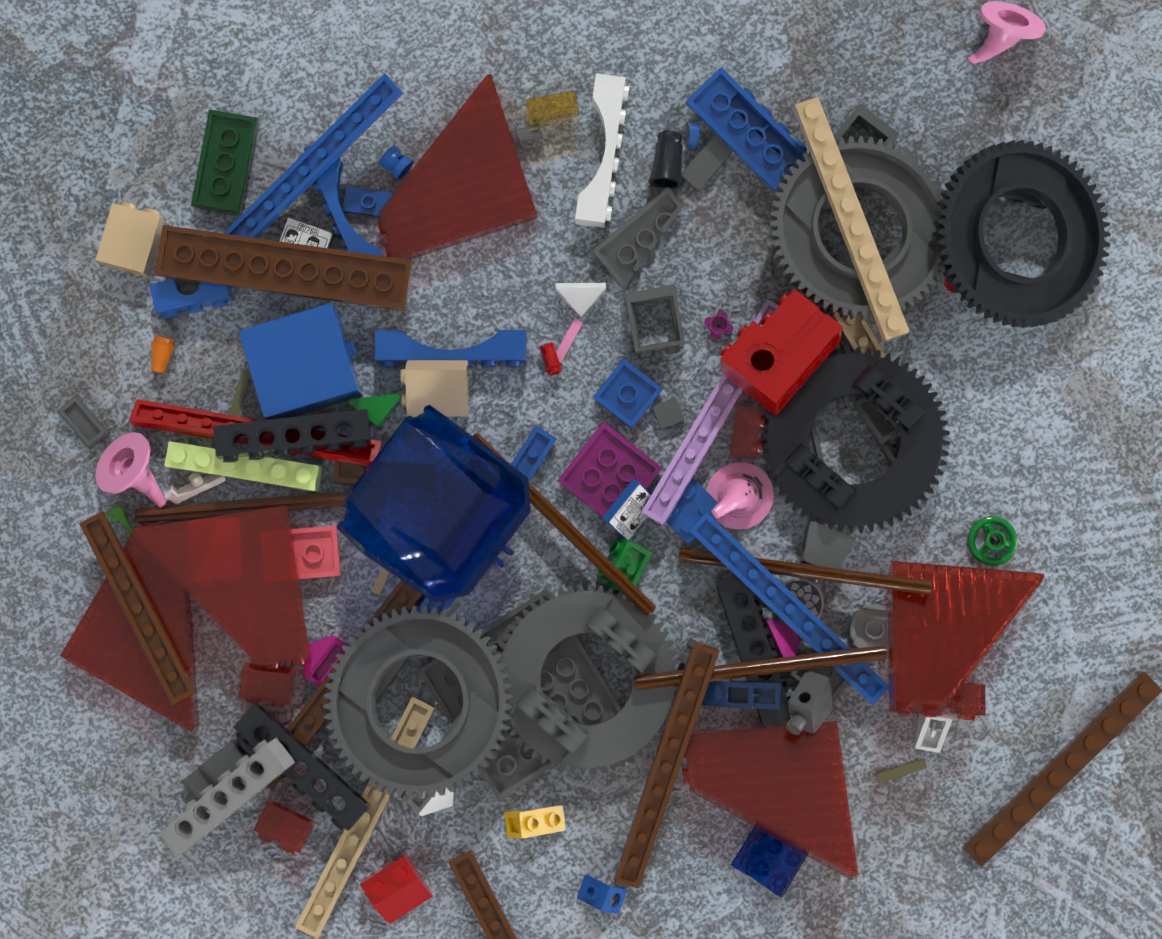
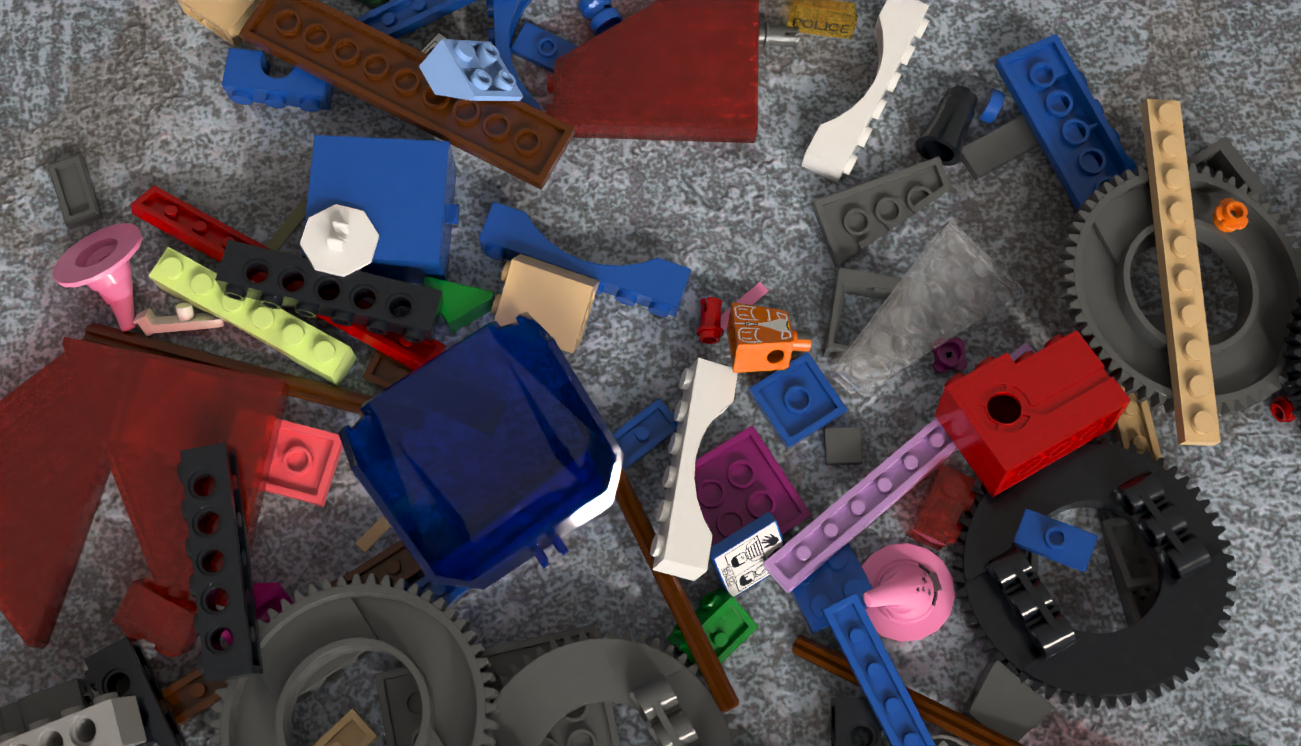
camera: 15 degrees right, 10 degrees down
(119, 513) = (65, 320): bright green hand -> none
(138, 608) = (29, 452): reddish brown plate -> none
(161, 353) = (210, 139): orange cone -> none
(286, 399) = (339, 240): none -> white piece
(309, 643) = (235, 576): none -> black brick
(328, 250) = (469, 72): none -> light blue slope
(580, 295) = (778, 252): white slope -> none
(583, 513) = (683, 535): none -> white arch
(590, 361) = (762, 338): none -> orange torso
(698, 291) = (934, 301): none -> clear wing
(824, 430) = (1055, 540): none -> blue plate
(871, 172) = (1225, 220): none -> orange plate

